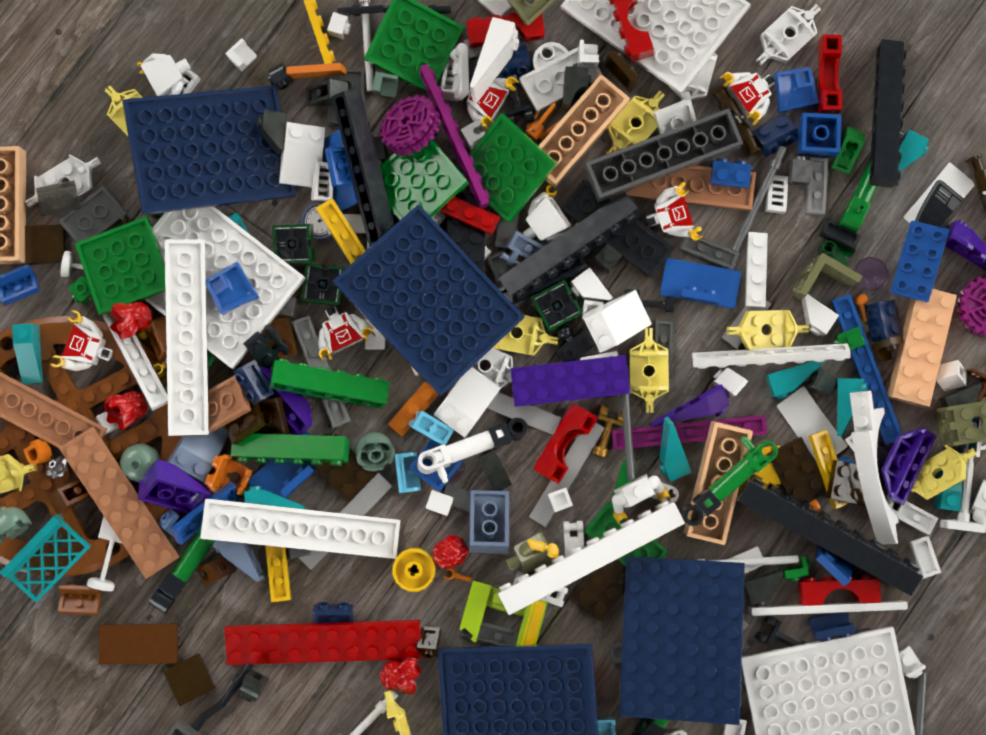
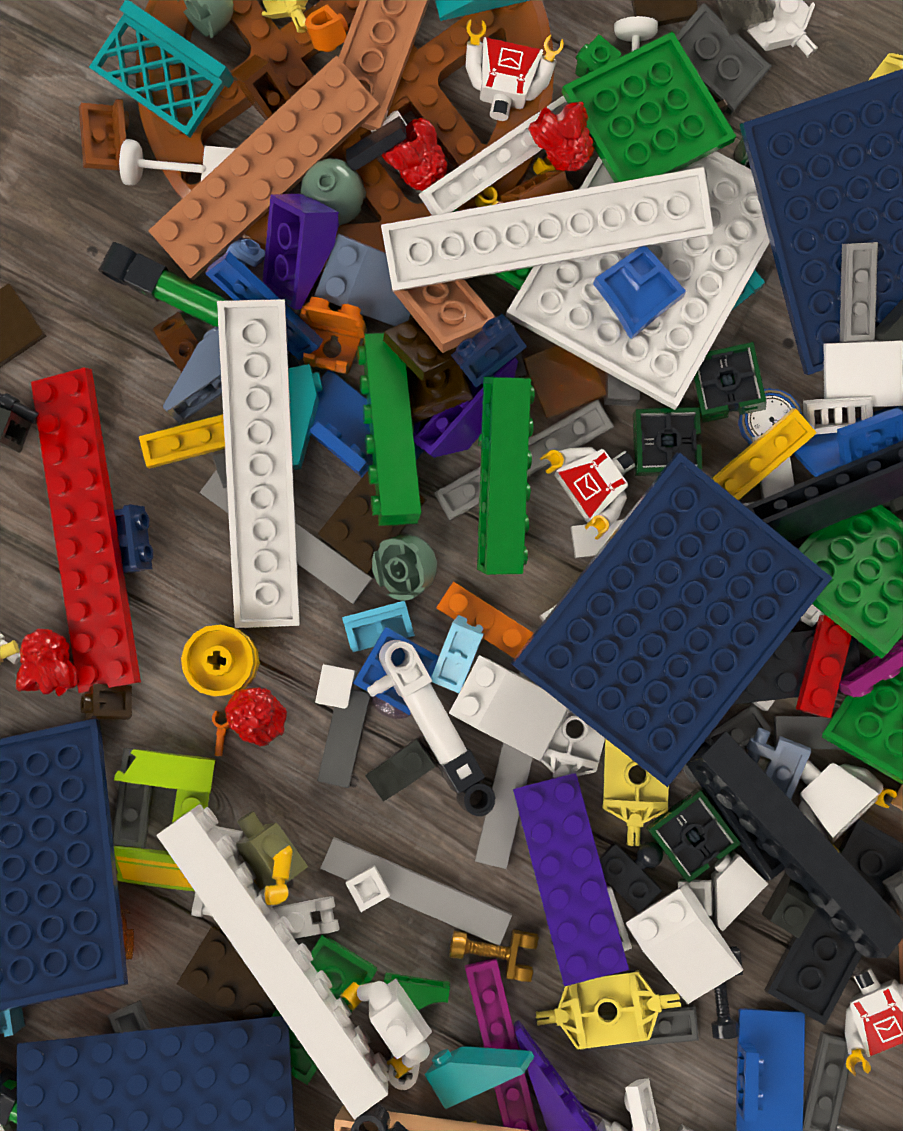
camera: 85 degrees right, 0 degrees up
(57, 467) = (305, 62): flat silver plant -> none
(116, 431) = (376, 143): none -> black tile
(138, 643) = (48, 239): reddish brown tile -> none
(251, 159) = (858, 292): none -> light grey tile
(262, 351) = (543, 356): black plate -> none
(484, 533) = (294, 768): sand blue slope -> none
(552, 460) = (500, 895): red arch -> none
(628, 436) = (488, 991): dark grey bar -> none

